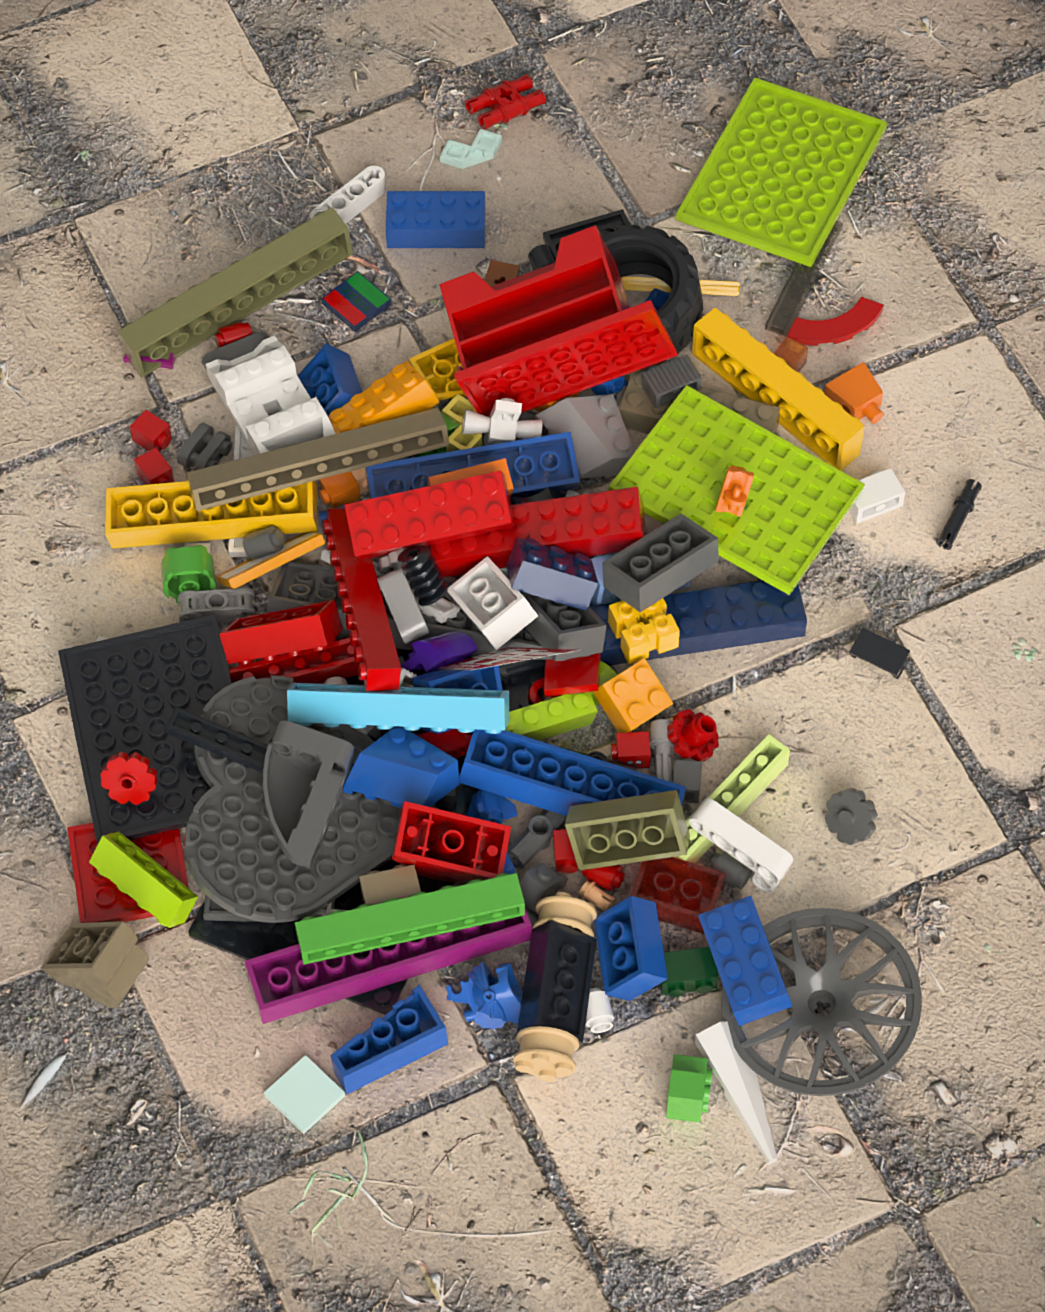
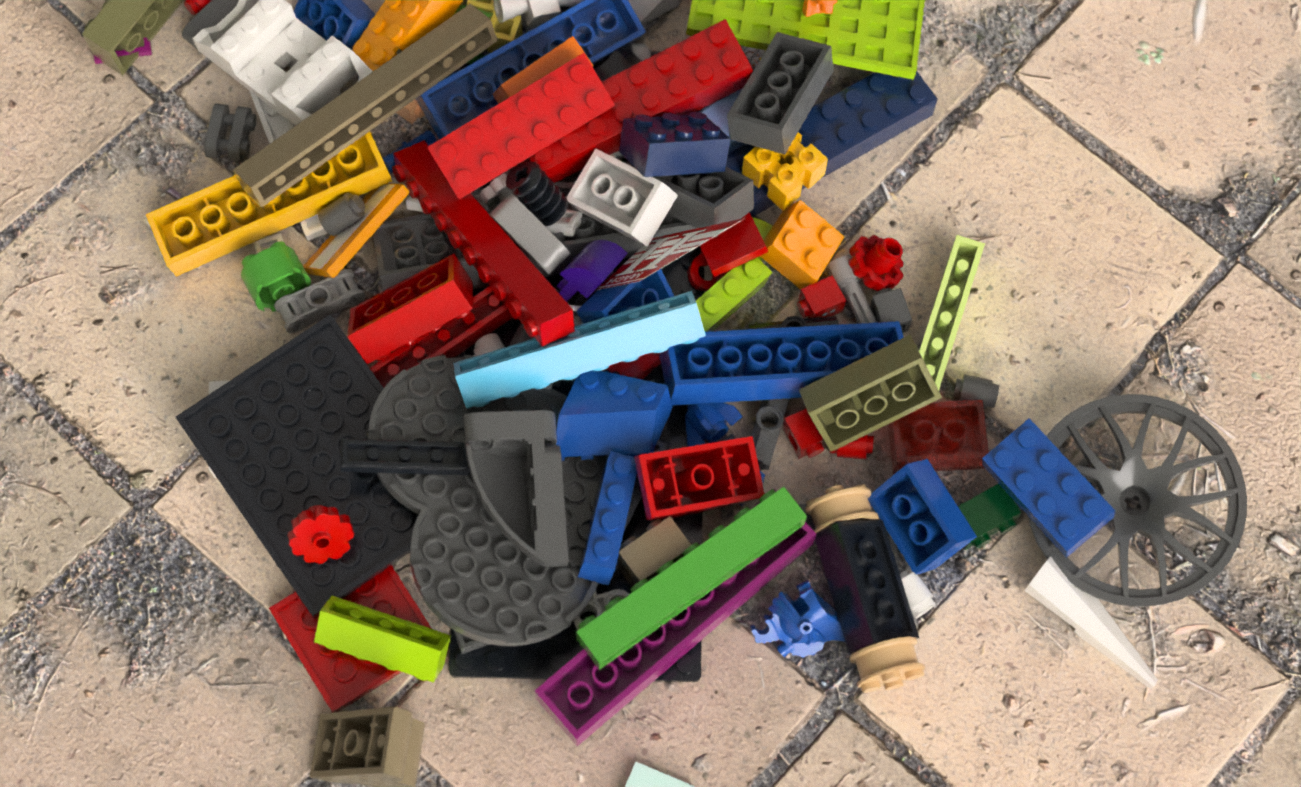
camera: 25 degrees left, 10 degrees up
(150, 432) = (162, 133): red brick -> none
(153, 468) = (184, 174): red brick -> none
(339, 490) = (395, 129): orange brick -> none
(361, 850) = (608, 518): none -> blue brick
(391, 1042) = (723, 710): blue wedge -> none
(540, 883) = (799, 479): dark grey brick -> none
(596, 896) = (855, 470): light nougat pin -> none
(688, 1088) = (1043, 642): bright green brick -> none
(743, 843) = (1010, 367): white beam -> none
(851, 816) = (1072, 290): dark grey plant -> none
(880, 652) = (1019, 106): black hinge -> none

